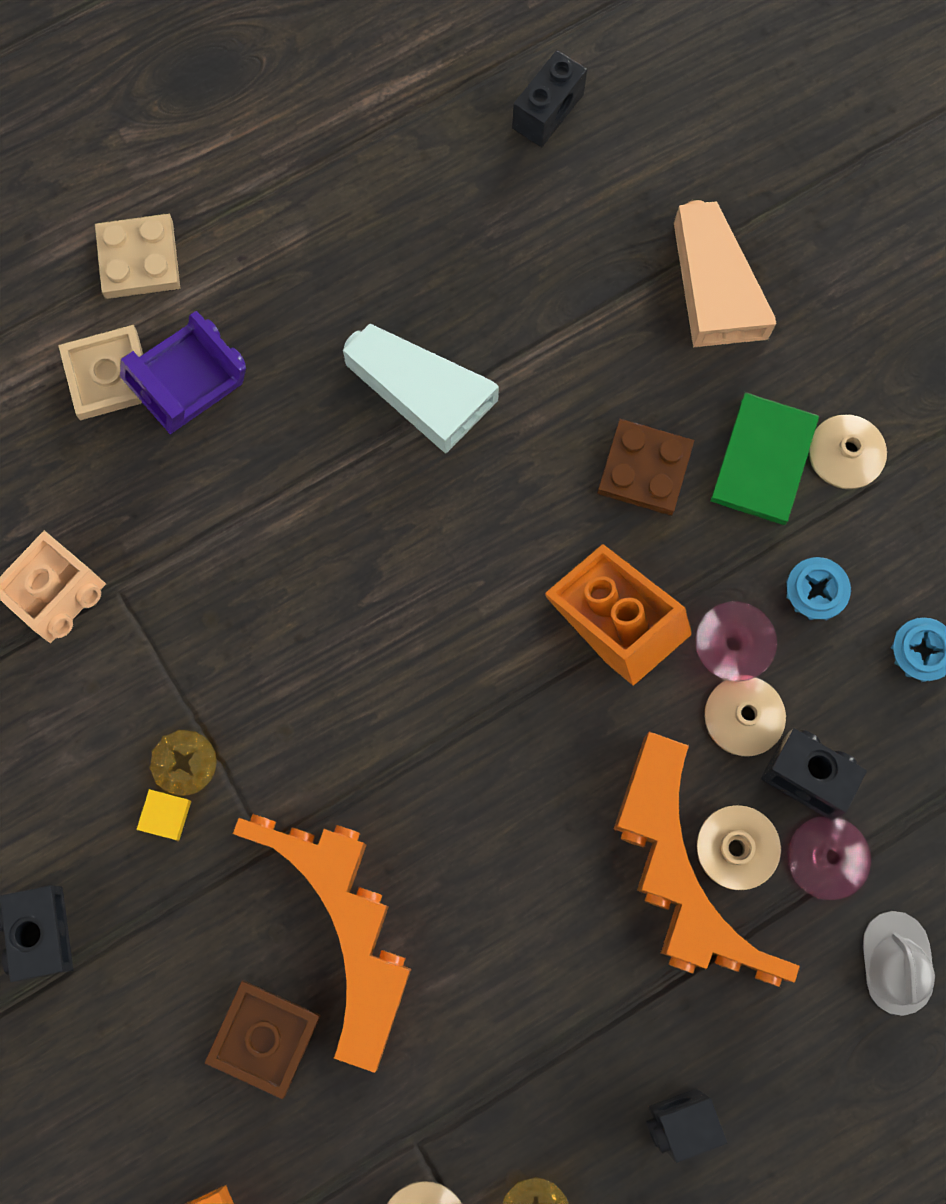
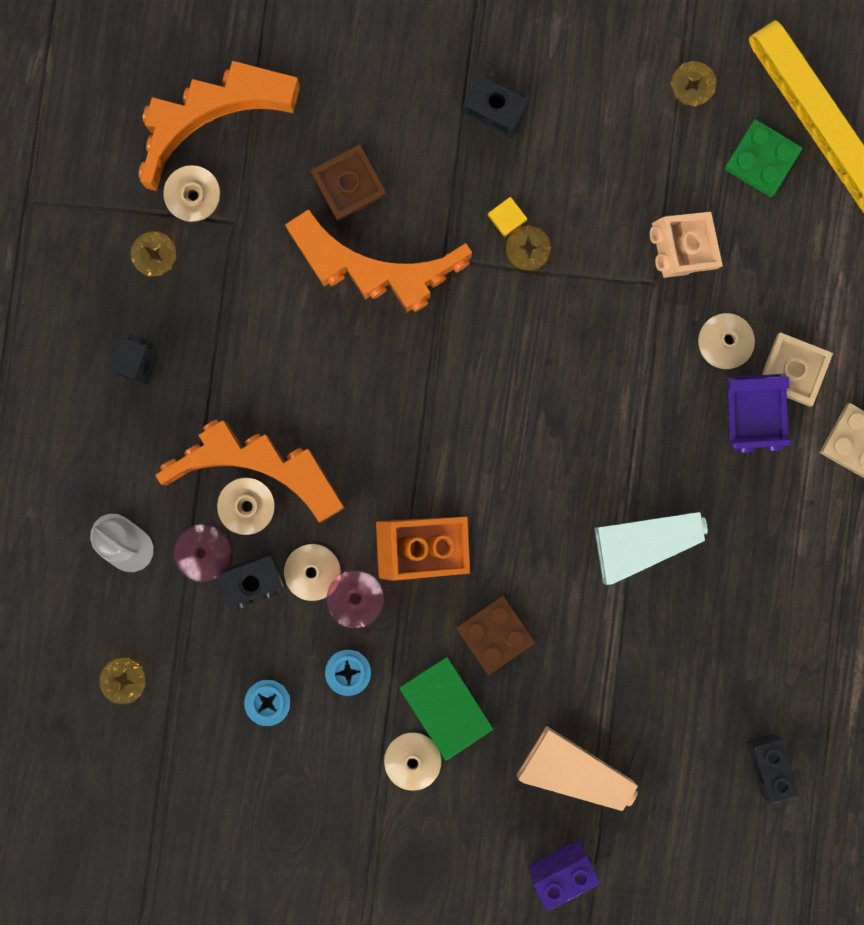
camera: 130 degrees right, 10 degrees up
(138, 481) = (715, 349): none -> tan dish
(832, 207) = (563, 875): none -> dark purple panel

